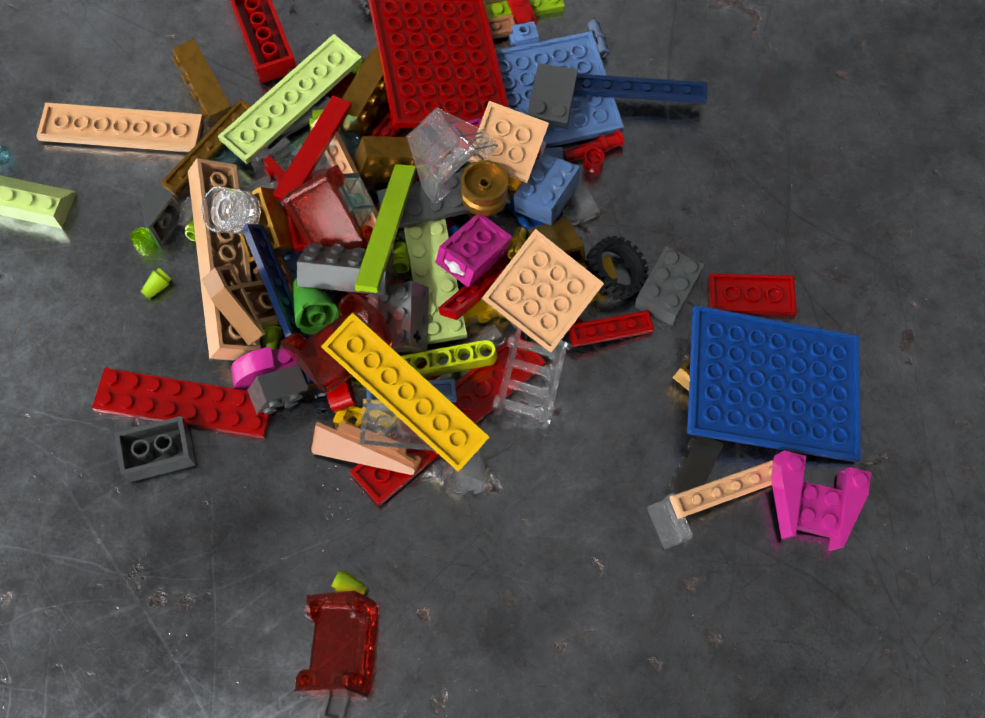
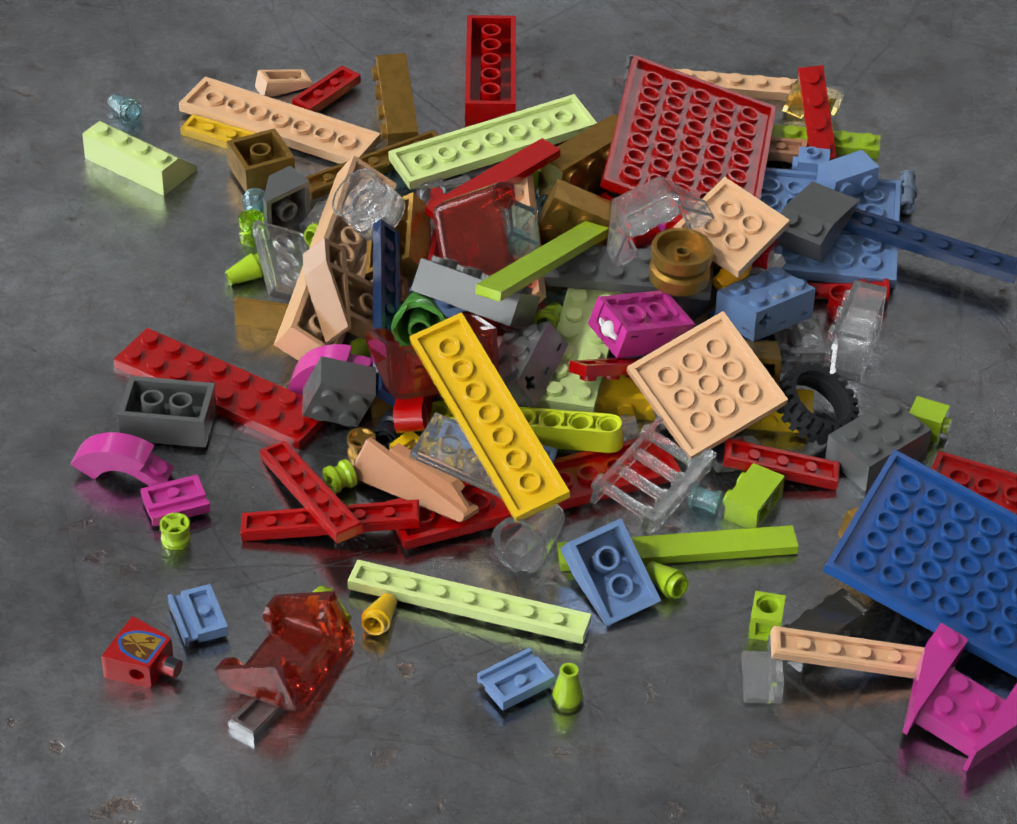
camera: 20 degrees right, 25 degrees down
(79, 153) = (211, 131): none -> yellow tile
(98, 93) = (281, 81): none -> light nougat slope
(124, 175) = (257, 157): none -> pearl gold brick
(134, 216) = (253, 199): none -> clear light blue cone
(139, 506) = (121, 453): none -> dark pink arch
(143, 83) = (327, 89): none -> red plate
(179, 266) = (280, 257): none -> clear tile
(184, 321) = (259, 313): none -> pearl gold panel
(194, 527) = (175, 496): none -> dark pink plate
(202, 555) = (175, 531): none -> lime wheel
(231, 687) = (140, 655): none -> red torso
(256, 630) = (198, 614): none -> medium blue plate
(293, 485) = (311, 491): none -> red tile
(306, 418) = (356, 440): none -> pearl gold wheel
(306, 459) = (340, 476): none -> lime wheel
(316, 504) = (300, 523): none -> red tile
(387, 576) = (379, 615): none -> yellow cone
(444, 539) = (470, 601): none -> yellowish green plate
(505, 597) = (516, 678): none -> medium blue plate
(534, 477) = (610, 572): none -> medium blue slope
(545, 599) = (568, 687): none -> lime cone
(557, 43) = (849, 173): none -> medium blue brick
(566, 430) = (710, 545): none -> lime tile
(571, 379) = (705, 499): none -> clear light blue bush
(574, 464) = (668, 580): none -> lime cone
(604, 365) = (753, 496): none -> lime brick
(617, 187) = (856, 329): none -> clear brick
(650, 480) = (766, 613): none -> lime brick
(695, 247) = (932, 415): none -> lime brick

